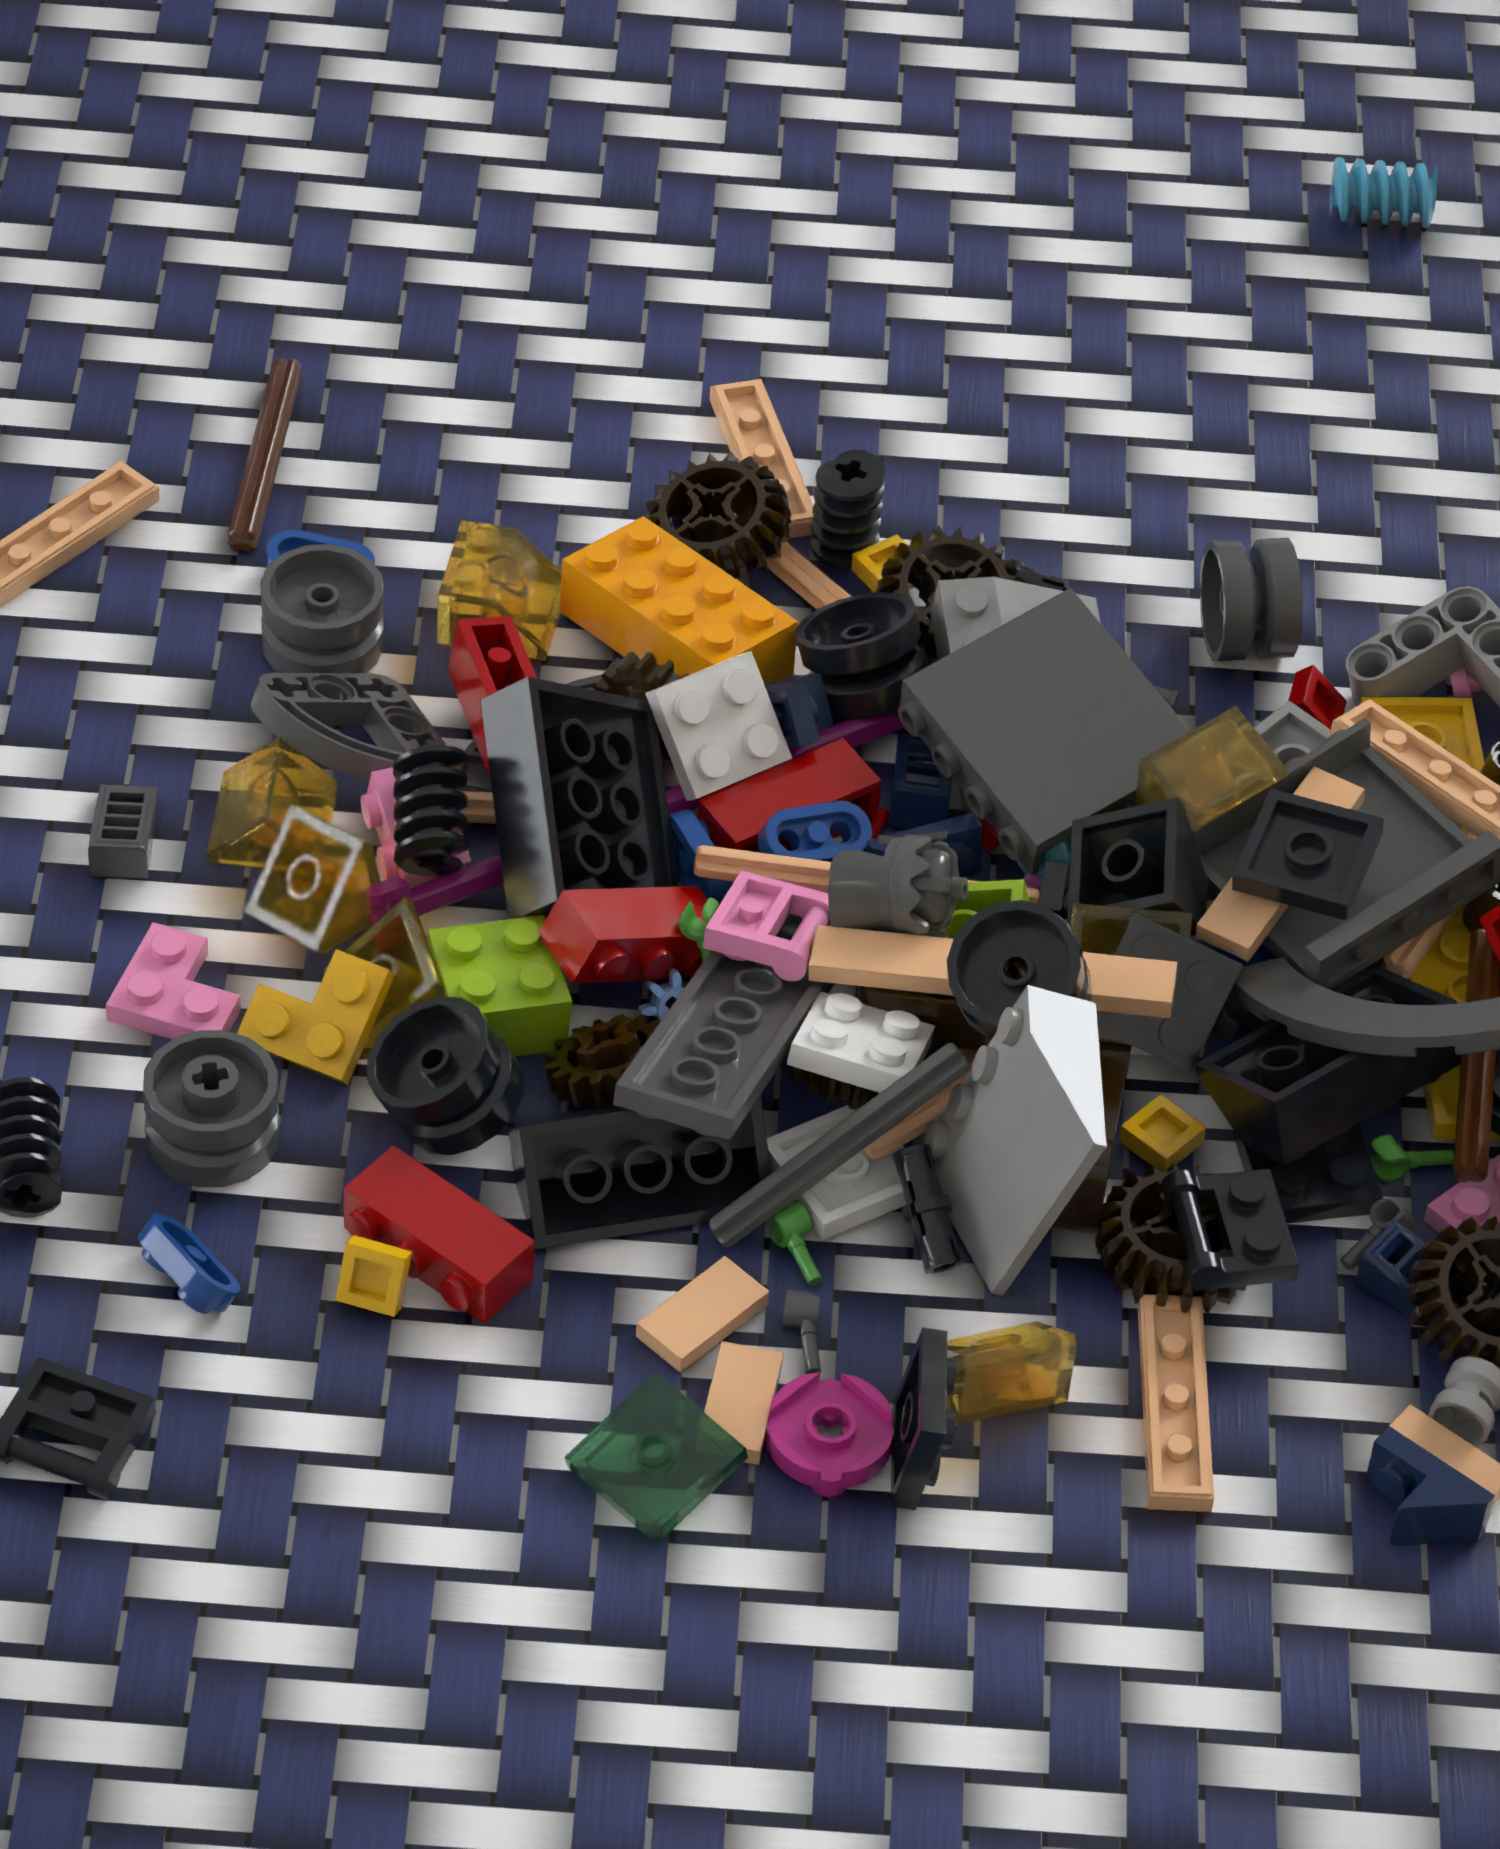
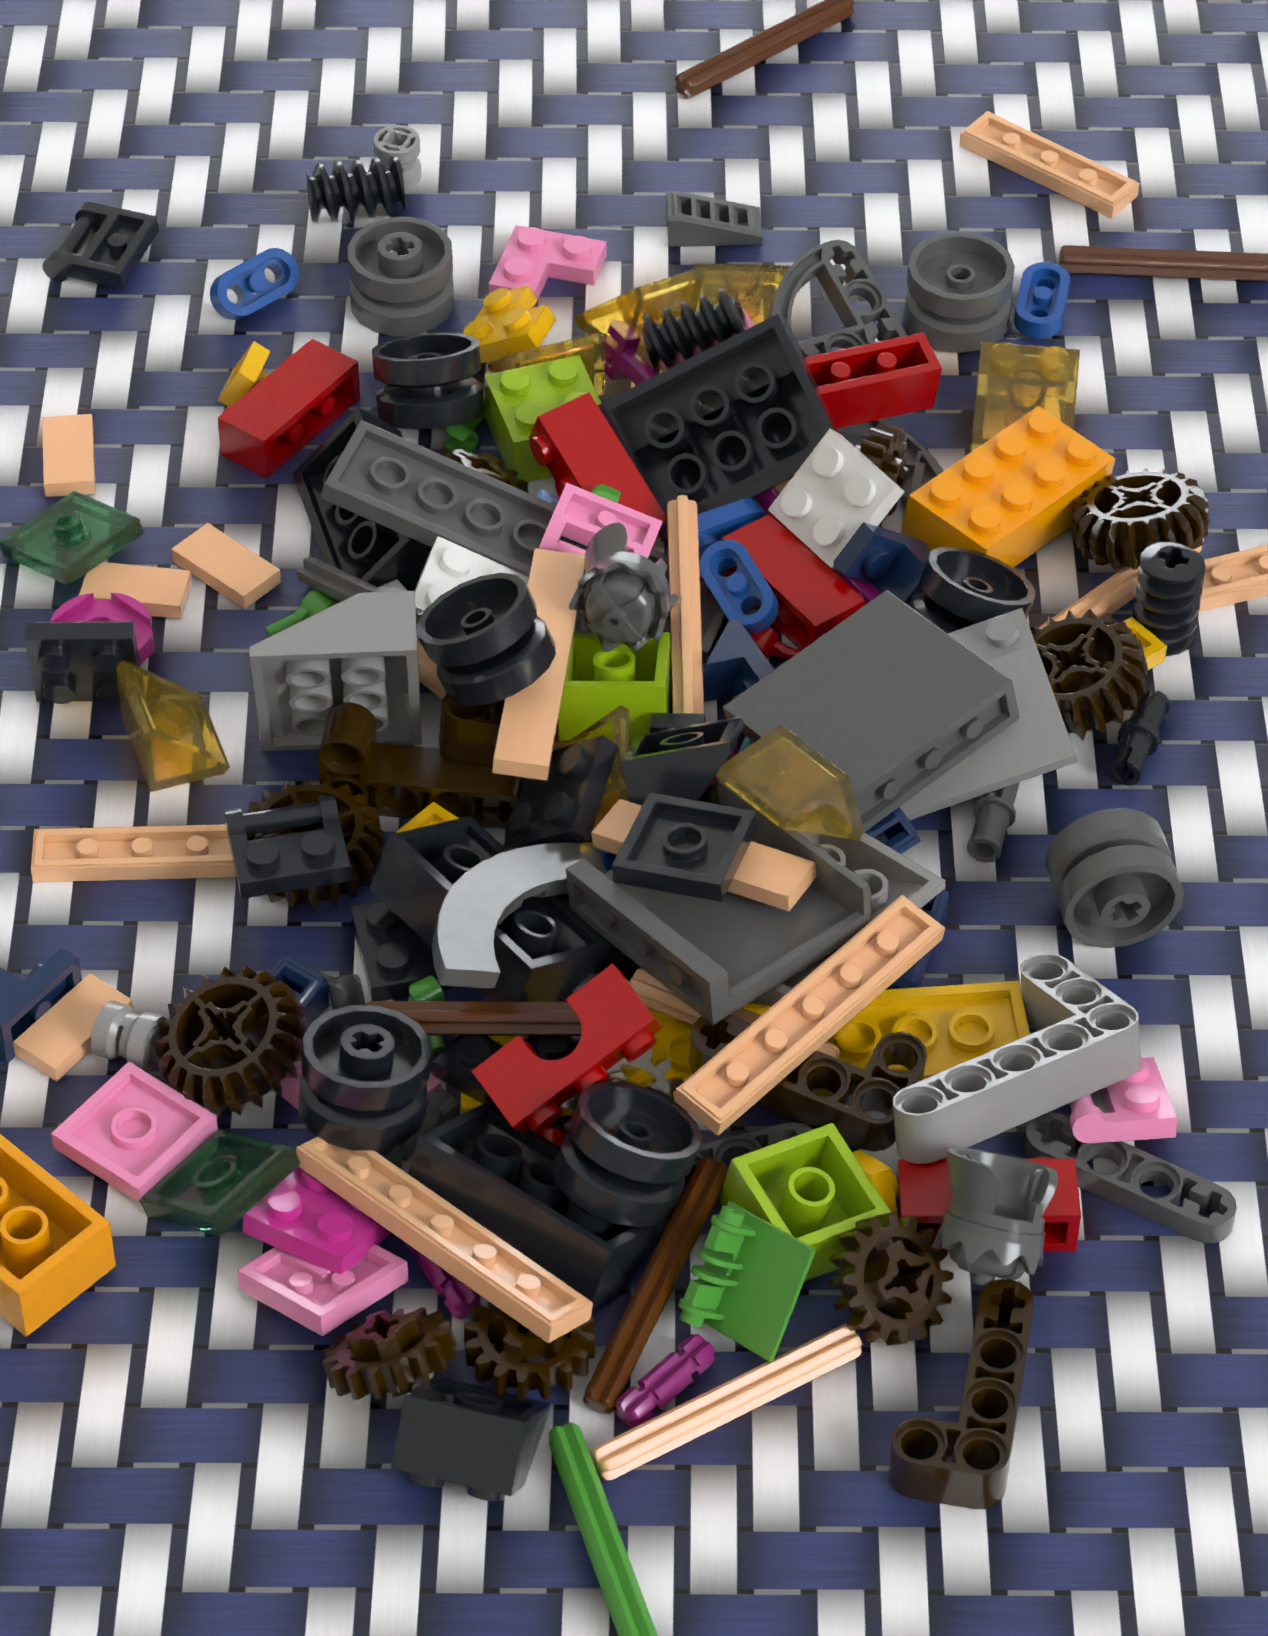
camera: 90 degrees right, 0 degrees up
(485, 1469) = (68, 455): none -> light nougat tile
(802, 1312) = (225, 624): dark grey hand -> none
(1317, 696) = (1002, 949): red plate -> none

